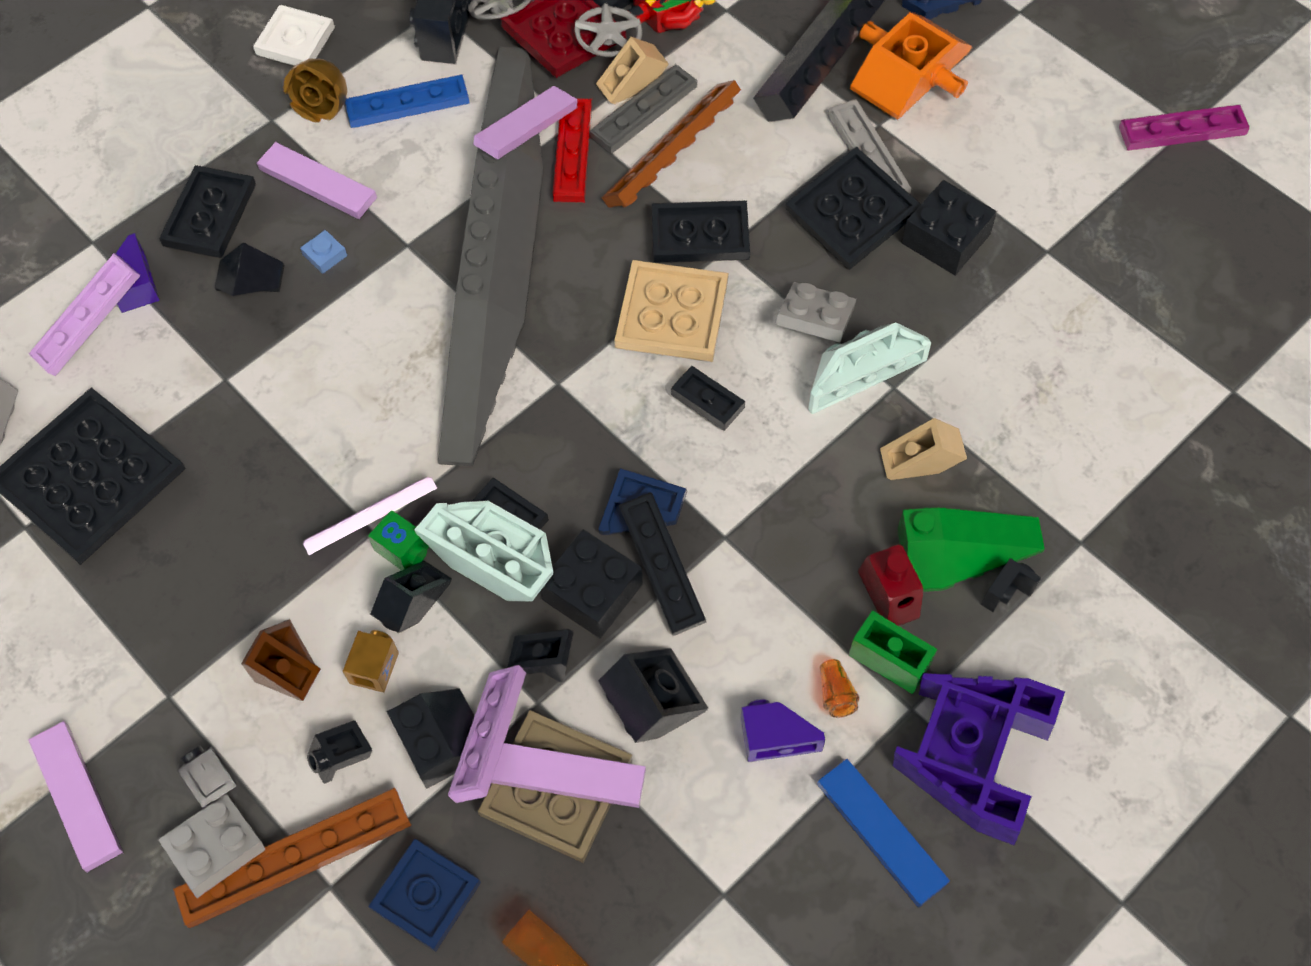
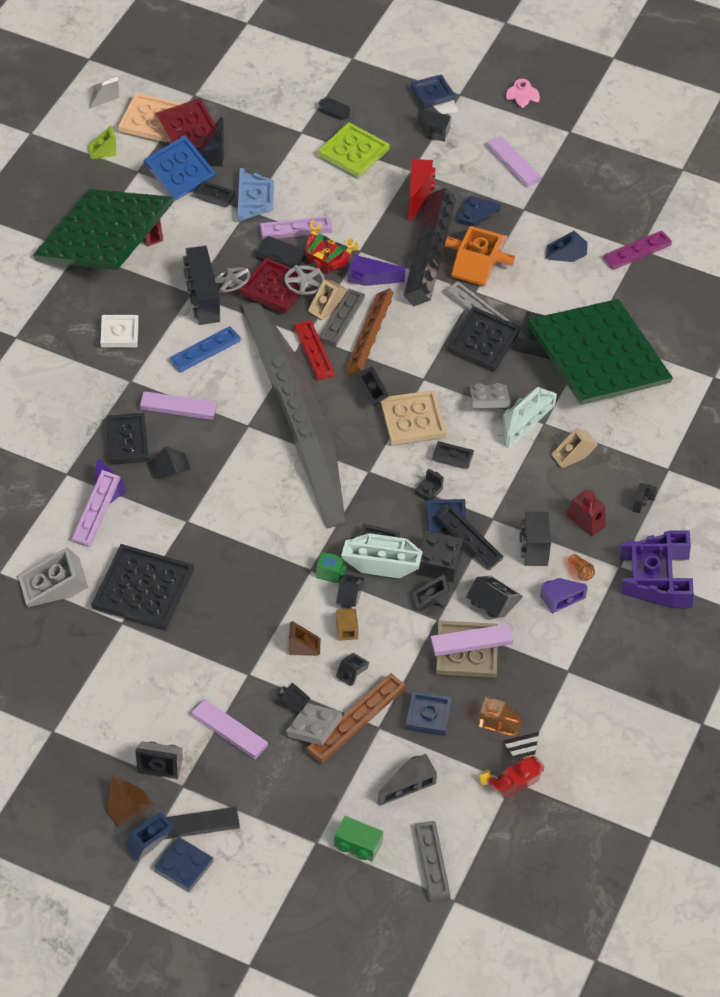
camera: 25 degrees left, 10 degrees down
(316, 89) = (154, 356): pearl gold cylinder -> none
(323, 251) = (204, 441): medium blue plate -> none
(368, 515) = (307, 560): tile -> none
(434, 732) = (397, 647): black slope -> none
(487, 735) = (425, 633): lavender tile -> none
(525, 122) = (287, 341): lavender tile -> none
(628, 235) = (372, 385): none -> black slope
(642, 444) = (430, 486): none -> black bracket
(700, 231) = (408, 373): black plate -> none
(726, 48) = (374, 272): none -> dark purple slope
(772, 607) = (535, 538): none -> black brick
(883, 833) = (629, 621): blue tile -> none
(892, 652) = (601, 541): green brick -> none
(964, 544) = (614, 483): green wedge -> none
(1040, 288) = (599, 351): none -> dark green plate
(1063, 92) = (567, 248): none -> dark blue slope

